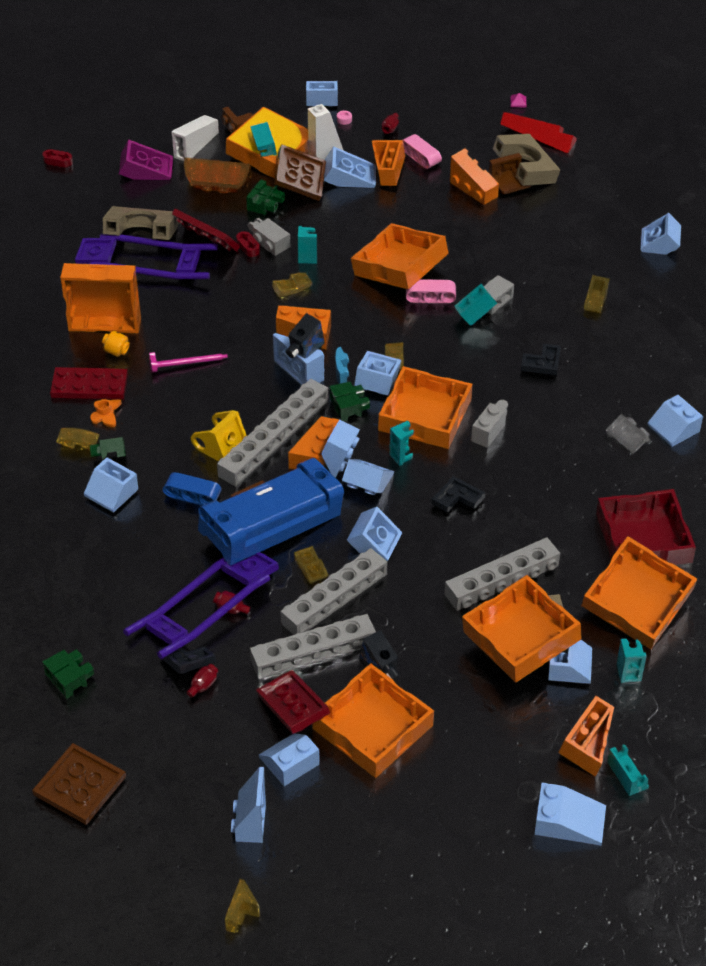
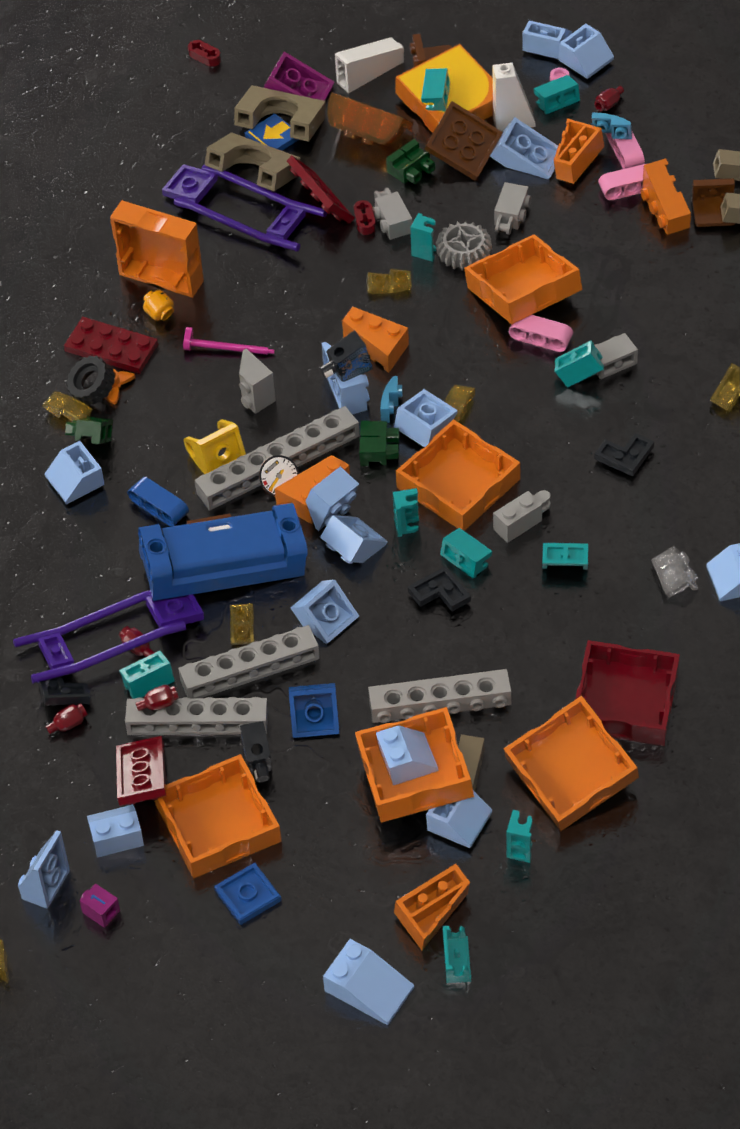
camera: 25 degrees right, 5 degrees up
(78, 405) = (99, 389): none -> black tyre
(126, 180) = (259, 101): none -> dark tan arch
(144, 200) = (272, 132): none -> blue tile
(229, 379) = (255, 383): none -> light grey slope
(254, 625) = (147, 674): none -> teal hinge
(279, 638) = (158, 698): none -> dark red plant
(280, 442) = (276, 471): none -> white sticker
(310, 824) = (99, 905): none -> magenta brick
(337, 245) = (463, 244): none -> light grey gear
(351, 128) = (557, 94): none -> teal hinge
(356, 95) = (585, 51): none -> light blue slope
(359, 211) = (511, 207): none -> light grey brick
(407, 613) = (313, 710): none -> blue slope
(410, 136) = (617, 126): none -> dark azure slope
(429, 775) = (247, 893): none -> blue tile
(434, 175) = (622, 182): none -> bright pink beam
(462, 462) = (465, 552): none -> teal hinge
(509, 623) = (405, 754): none -> light blue slope
(541, 442) = (565, 554): none -> teal hinge

